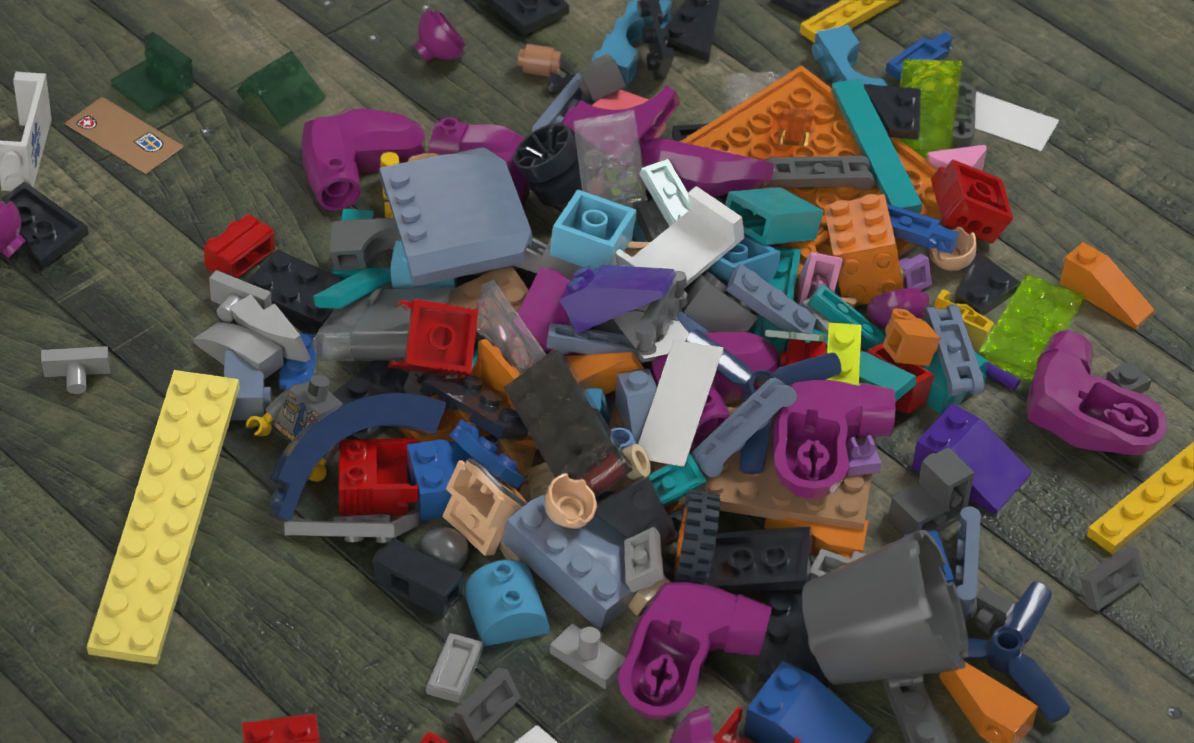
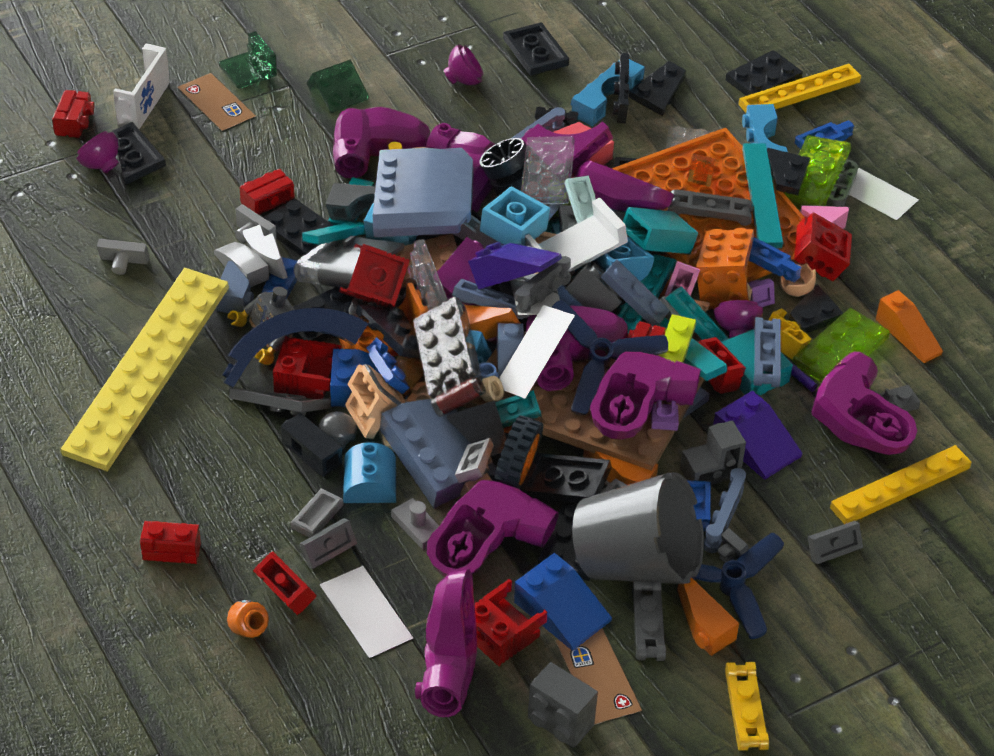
camera: 15 degrees right, 0 degrees up
(539, 60) = (533, 94): nougat brick -> none
(570, 502) = (429, 408): light nougat hair -> none
(600, 78) = (569, 113): dark grey slope -> none
(741, 425) = (583, 371): sand blue plate -> none
(795, 335) = (643, 319): sand green piece -> none
(910, 339) = (733, 337): orange brick -> none

